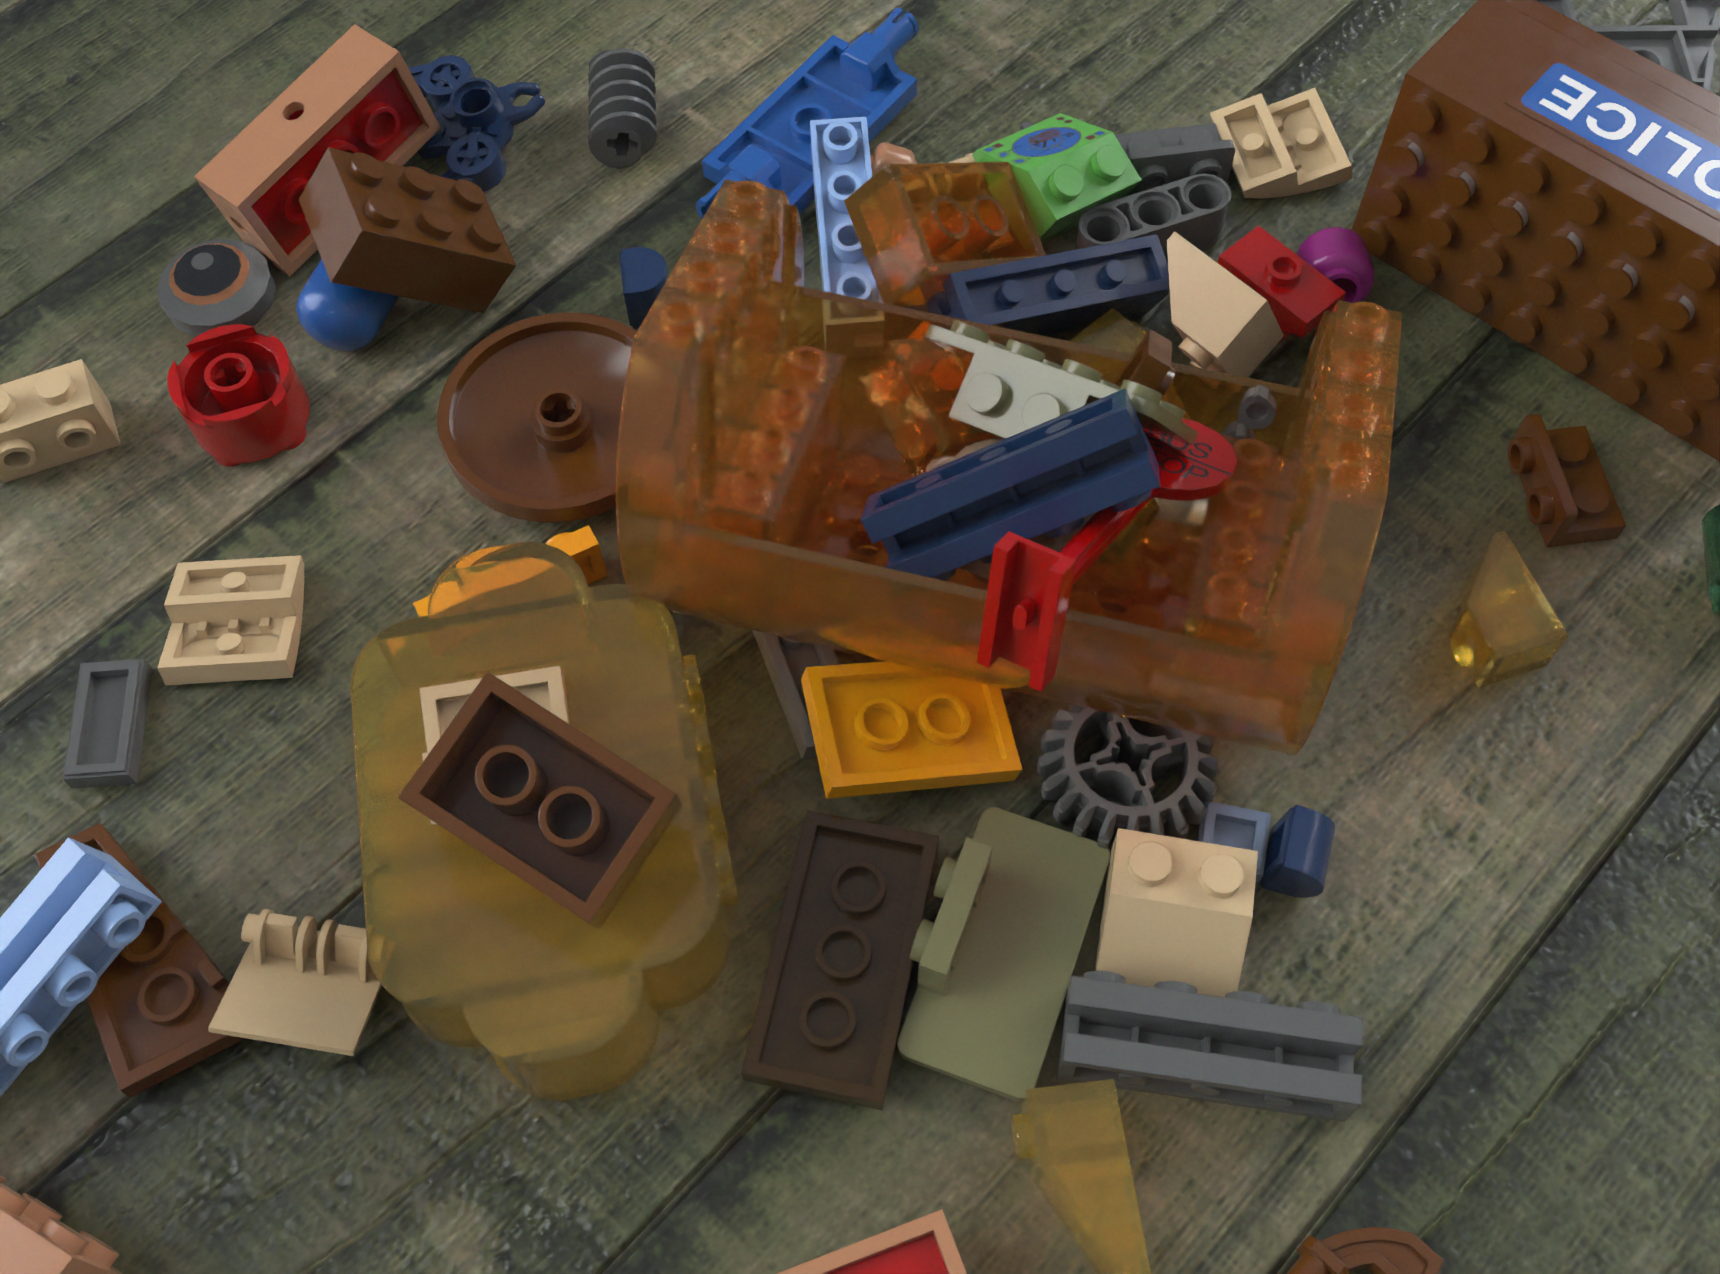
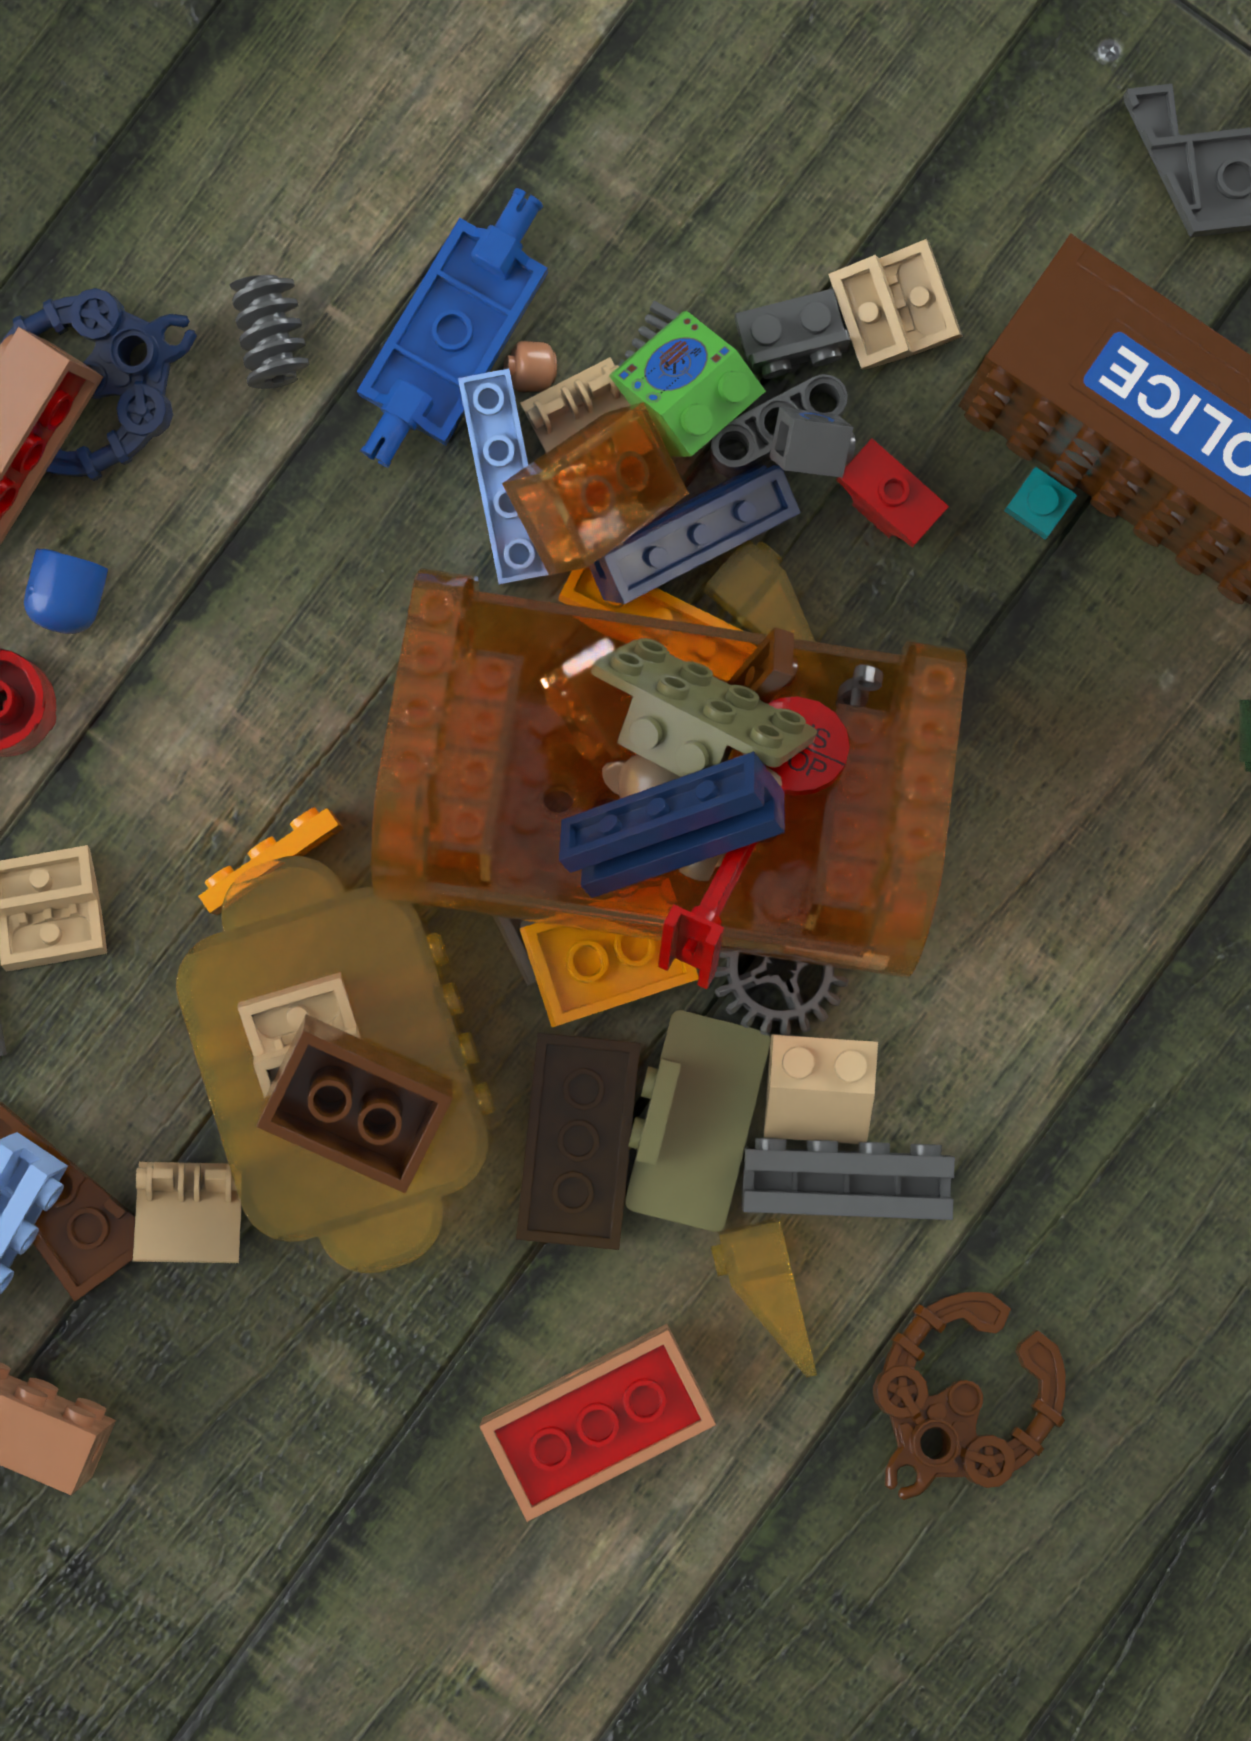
camera: 10 degrees left, 25 degrees up
(405, 231) = (110, 532): reddish brown brick -> none
(538, 416) = (279, 695): reddish brown dish -> none
(642, 280) = (327, 541): dark blue brick -> none
(1196, 211) = (812, 442): none -> dark grey brick
(1216, 314) = (833, 541): tan slope -> none
(1236, 828) = (862, 1014): sand blue tile -> none
(1298, 853) = (911, 1023): dark blue brick -> none
(1341, 258) = (943, 458): magenta head -> none
(1443, 326) = (1040, 503): none -> teal plate
(1504, 618) = (1072, 802): clear yellow slope -> none
(1564, 484) = (1134, 661): reddish brown bracket -> none

